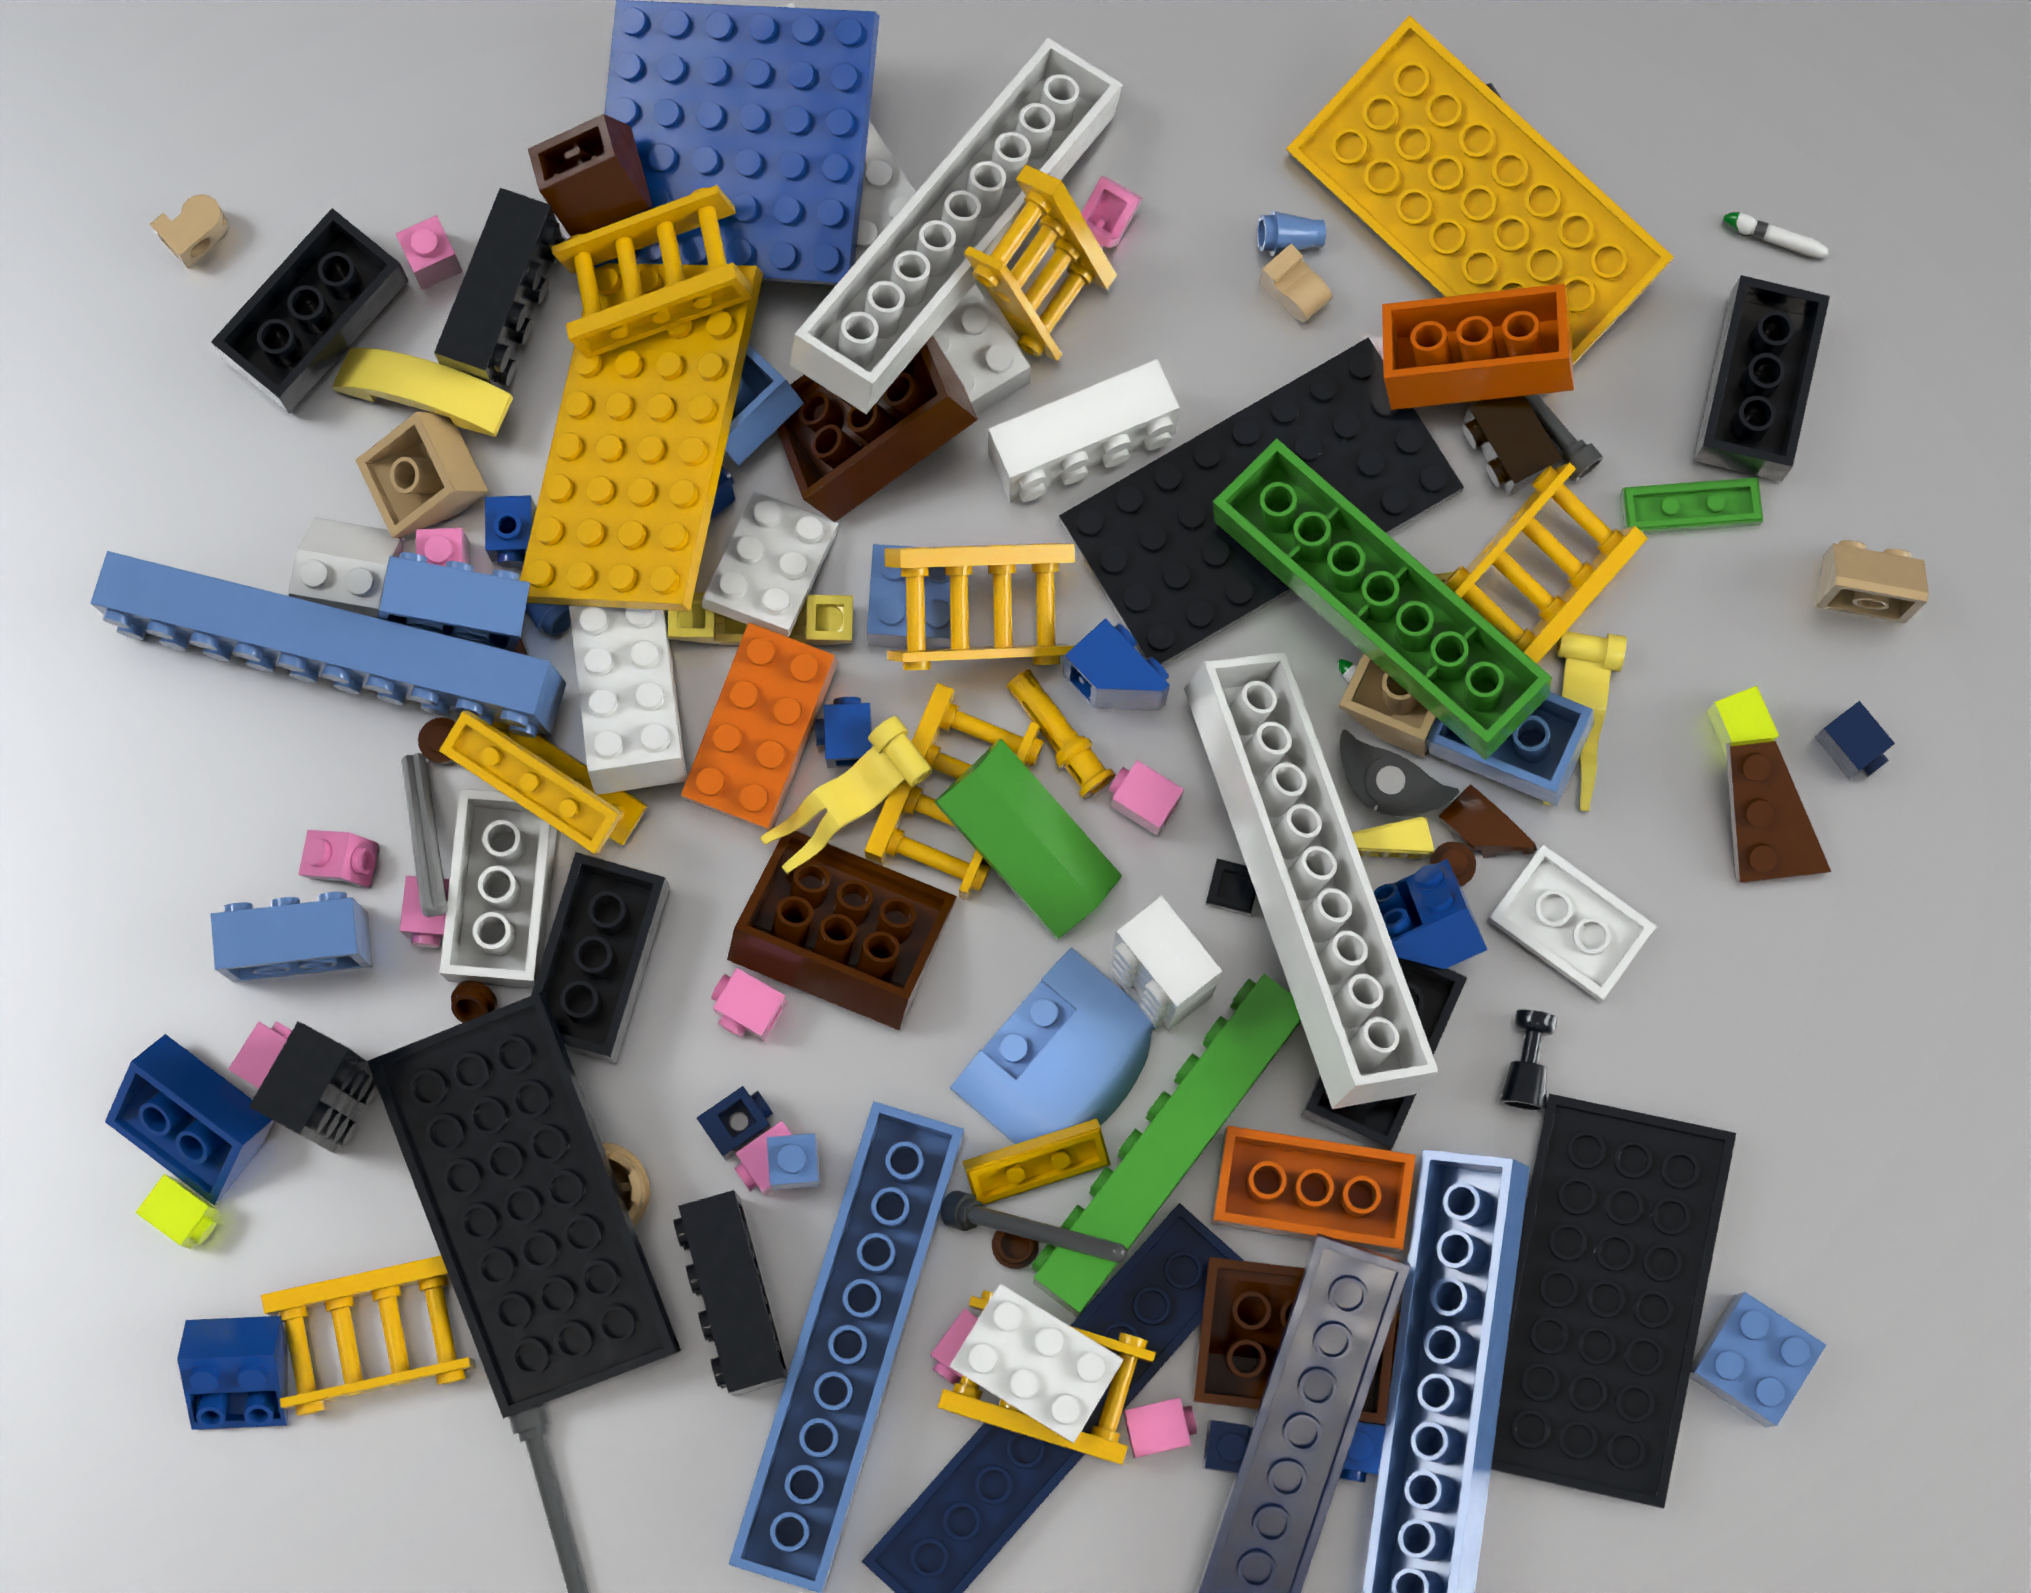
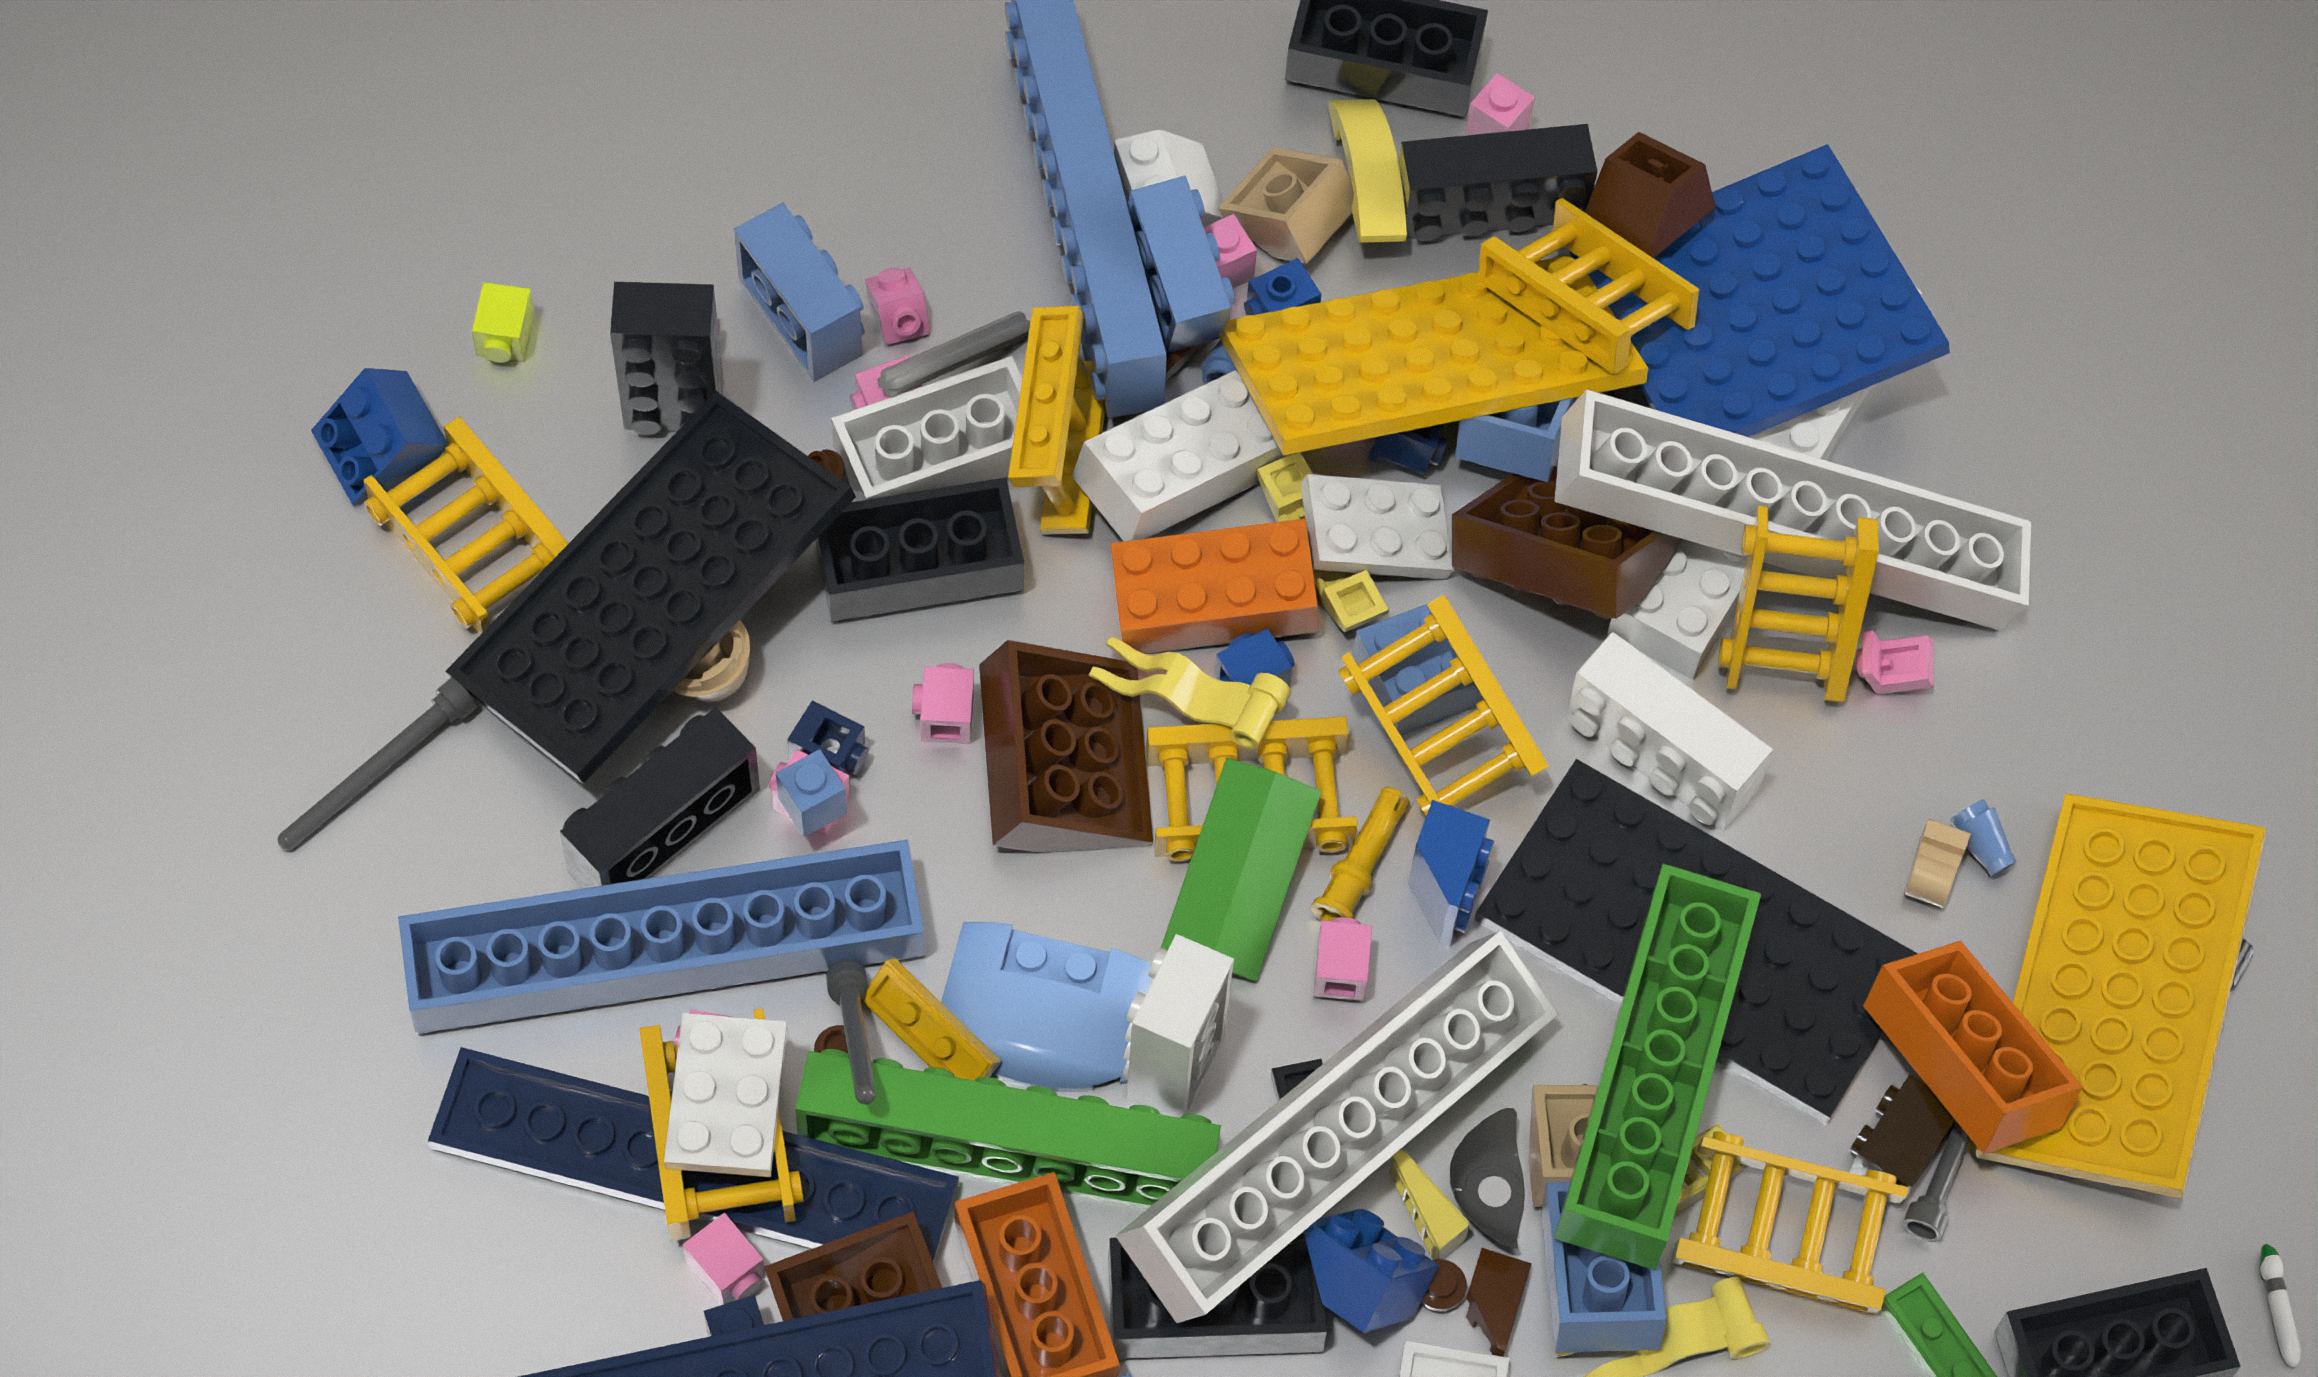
camera: 60 degrees right, 15 degrees down
(188, 1118) = (579, 285): blue slope -> none

